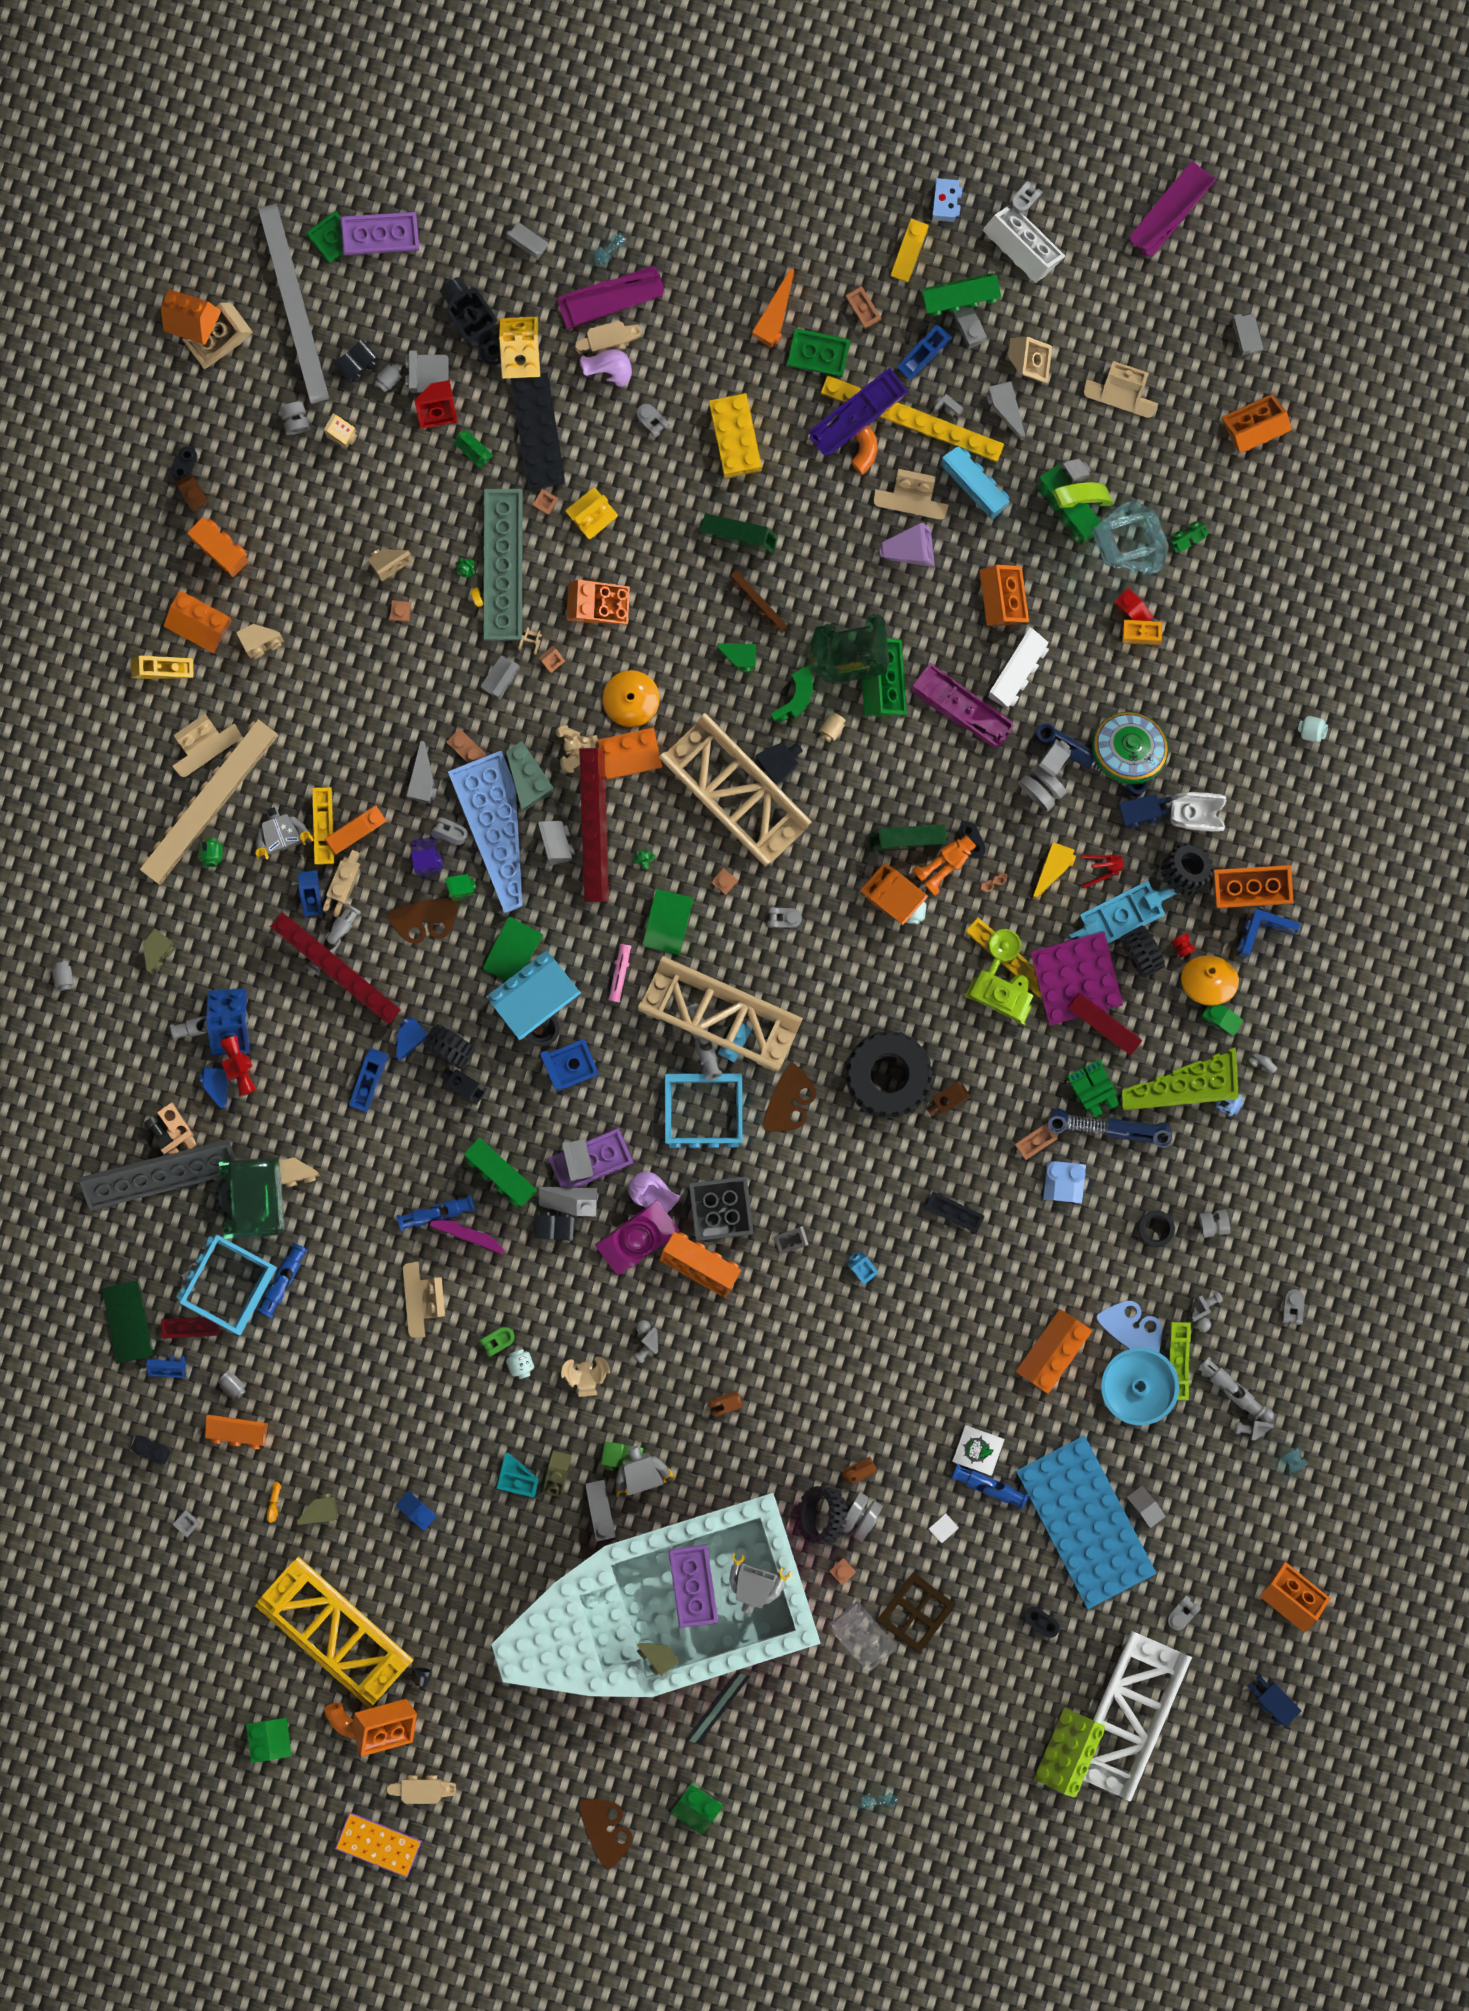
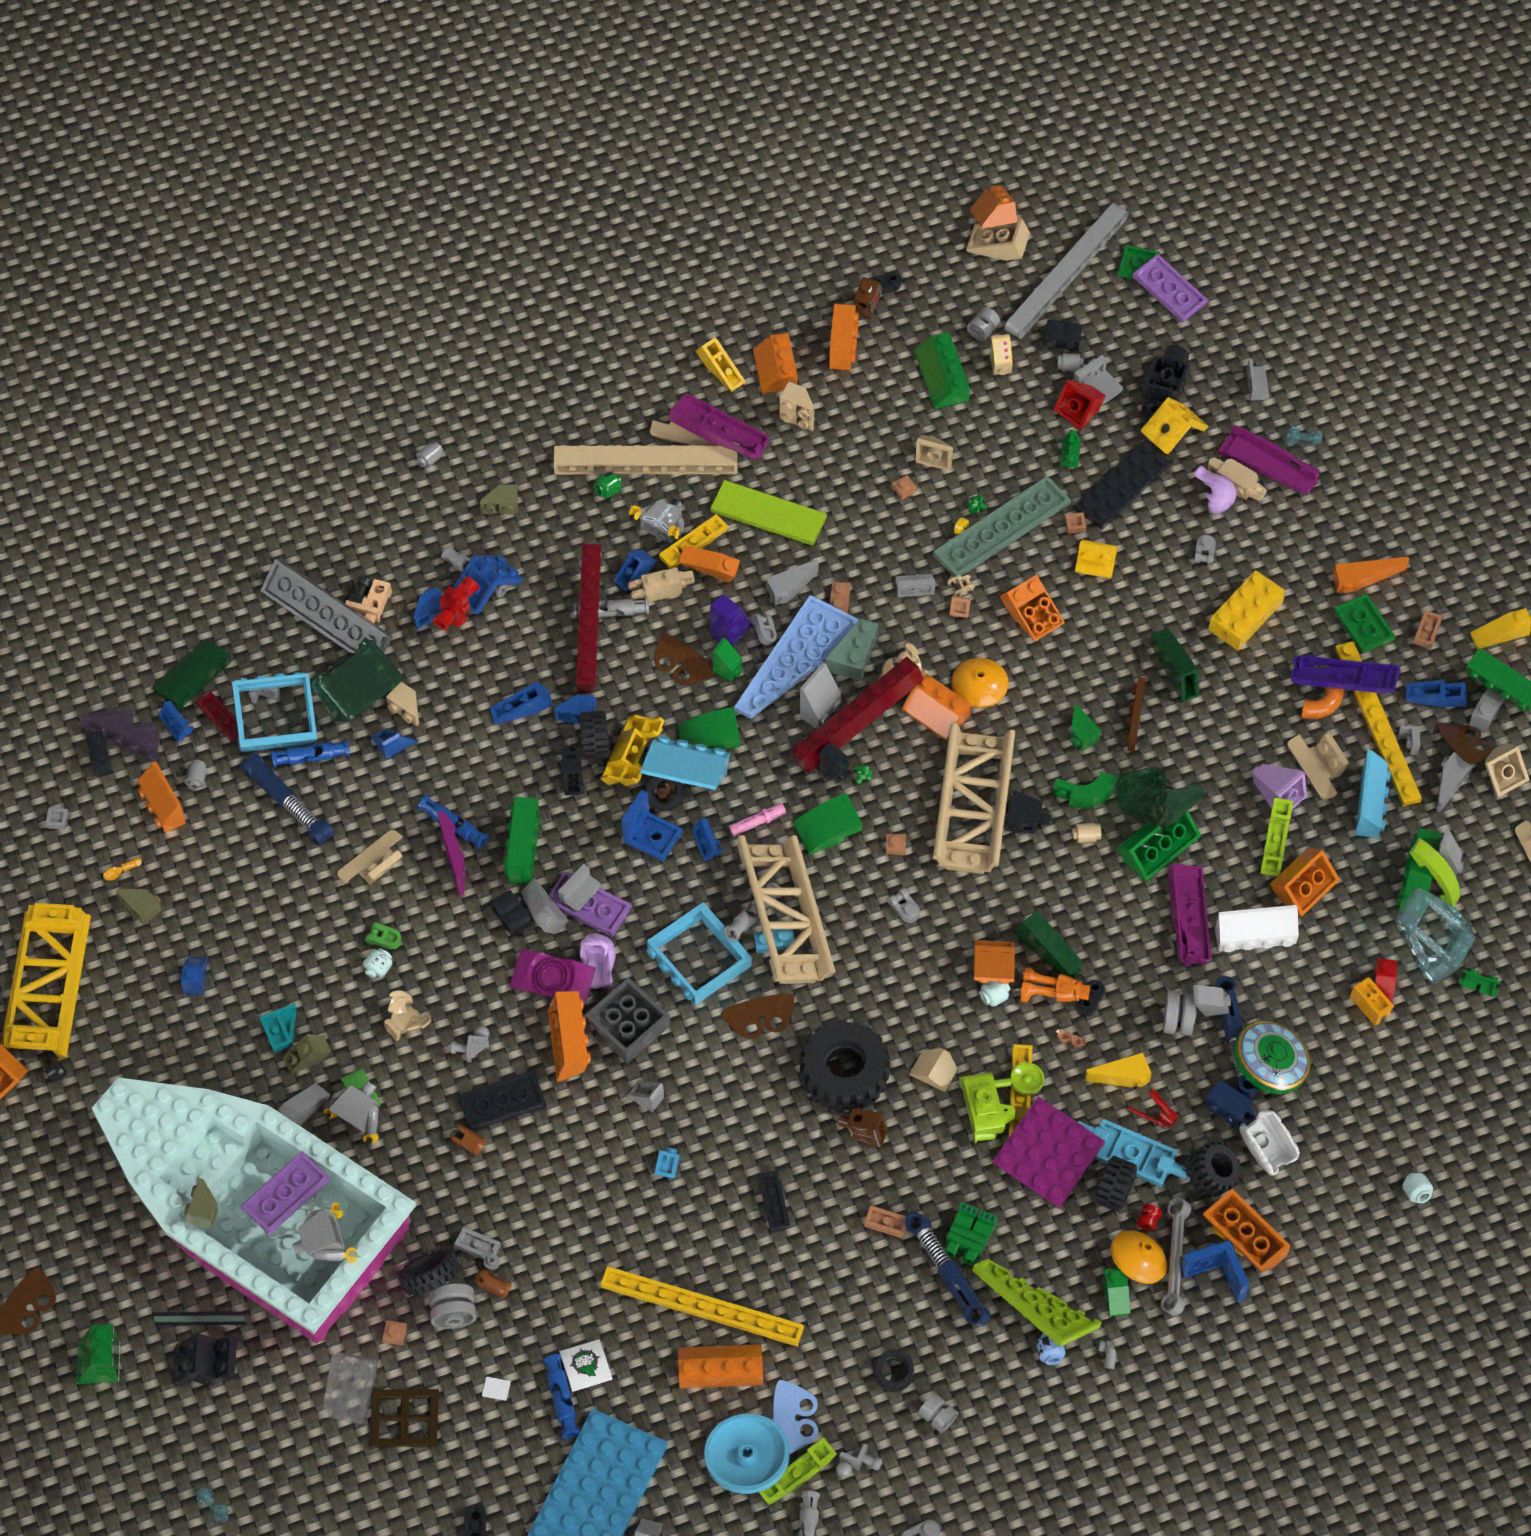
camera: 50 degrees right, 25 degrees down
(140, 1415) = (120, 728): none -> clear purple slope
(231, 721) = (718, 427): none -> magenta piece
(309, 1329) = (256, 769): none -> dark blue piece
(313, 490) = (942, 371): none -> green slope
(319, 1207) = (391, 742): none -> blue slope
(338, 740) = (768, 512): none -> lime tile
(481, 1028) = (624, 760): none -> yellow bracket
(605, 1027) = (705, 840): none -> blue plate
(621, 876) = (834, 763): none -> black brick
(711, 1352) = (502, 1101): none -> black tile
(761, 1730) = (204, 1359): none -> black bracket
(822, 1458) = (479, 1246): none -> light grey hinge
(938, 1005) = (935, 1068): none -> tan slope
(953, 588) = (1276, 837): none -> lime slope
(975, 372) = (1456, 738): none -> reddish brown piece
(997, 1330) = (702, 1306): none -> yellow plate
(1064, 1181) = (872, 1269): light blue slope -> none
(1104, 1023) = (1030, 1200): dark red slope -> none
(1228, 951) = (1175, 1256): none -> light grey piece

